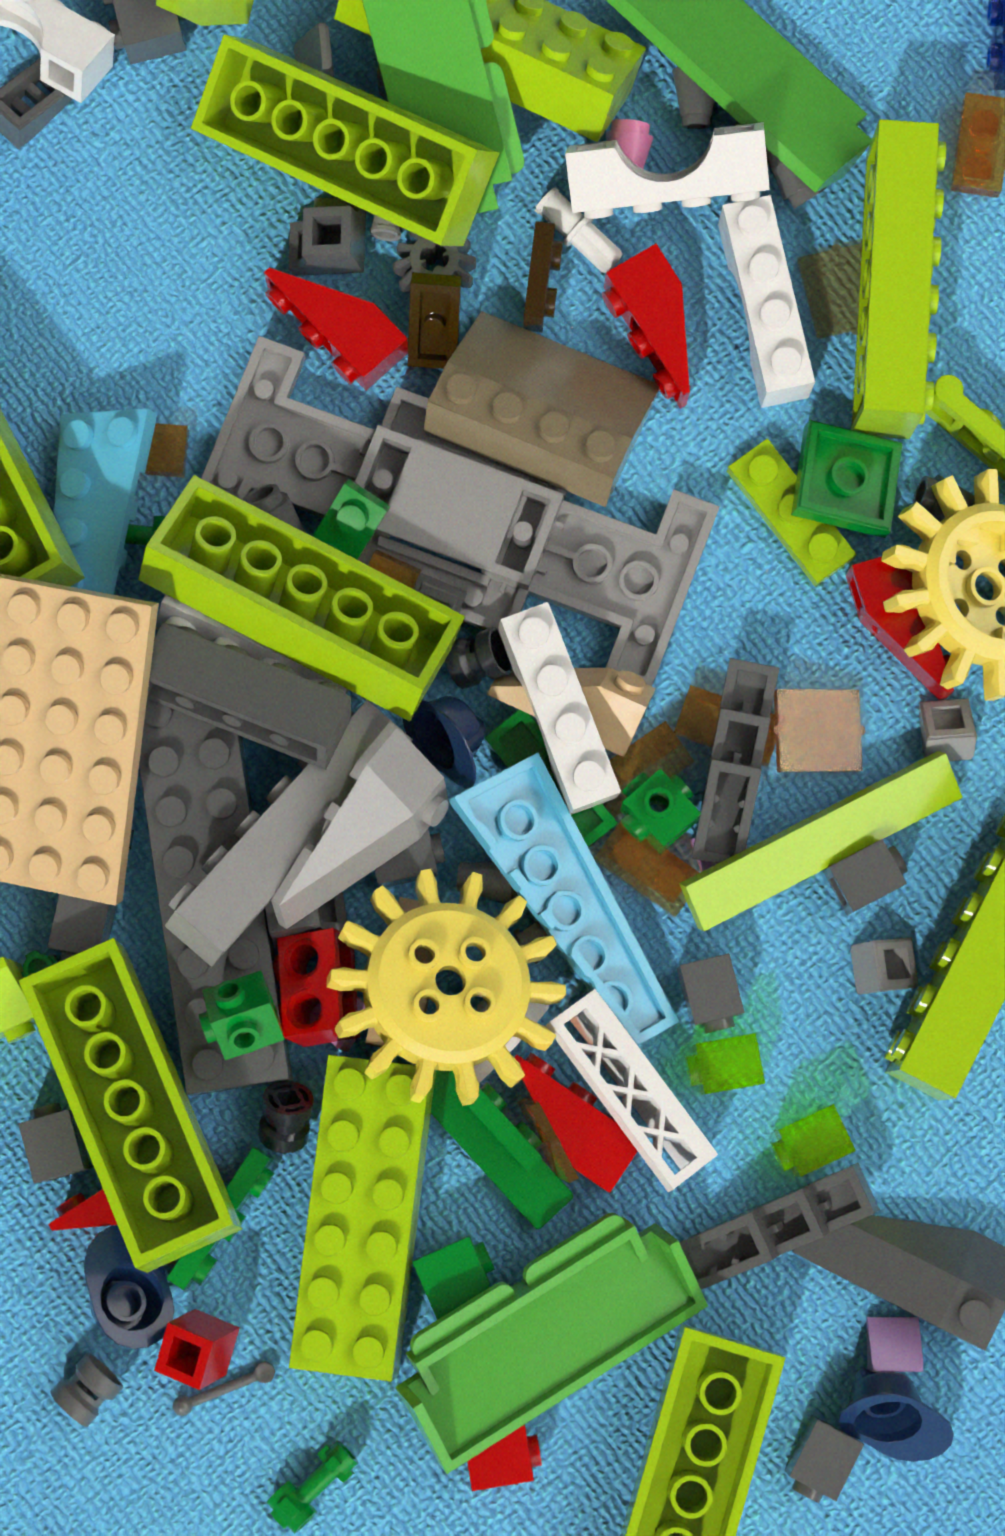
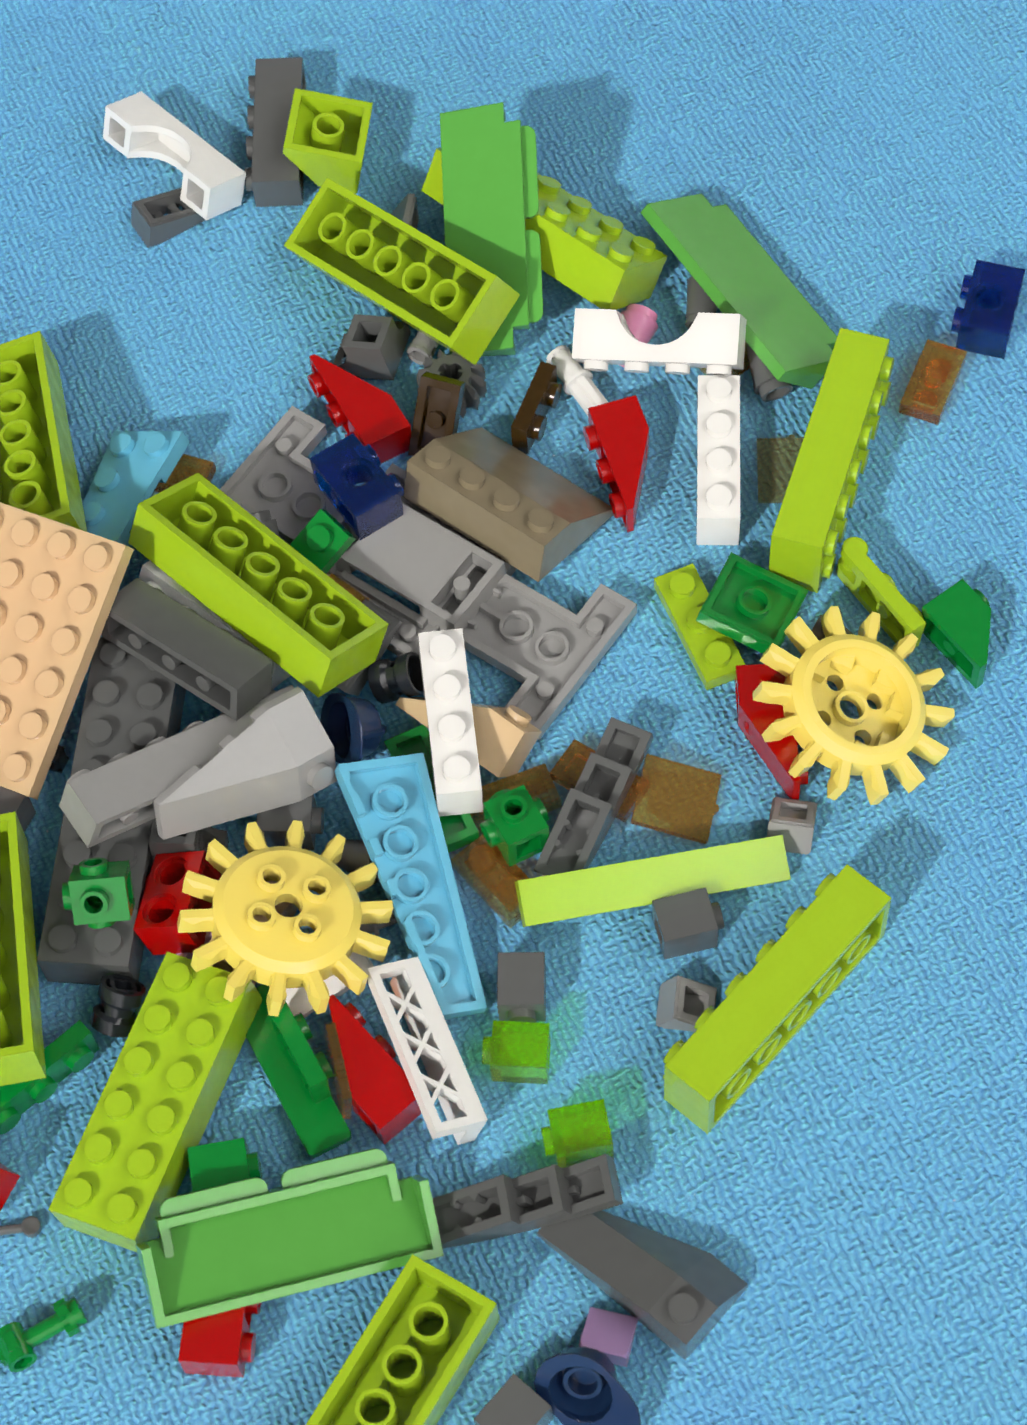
camera: 20 degrees right, 20 degrees down
(386, 467) = (364, 506): none -> clear blue brick

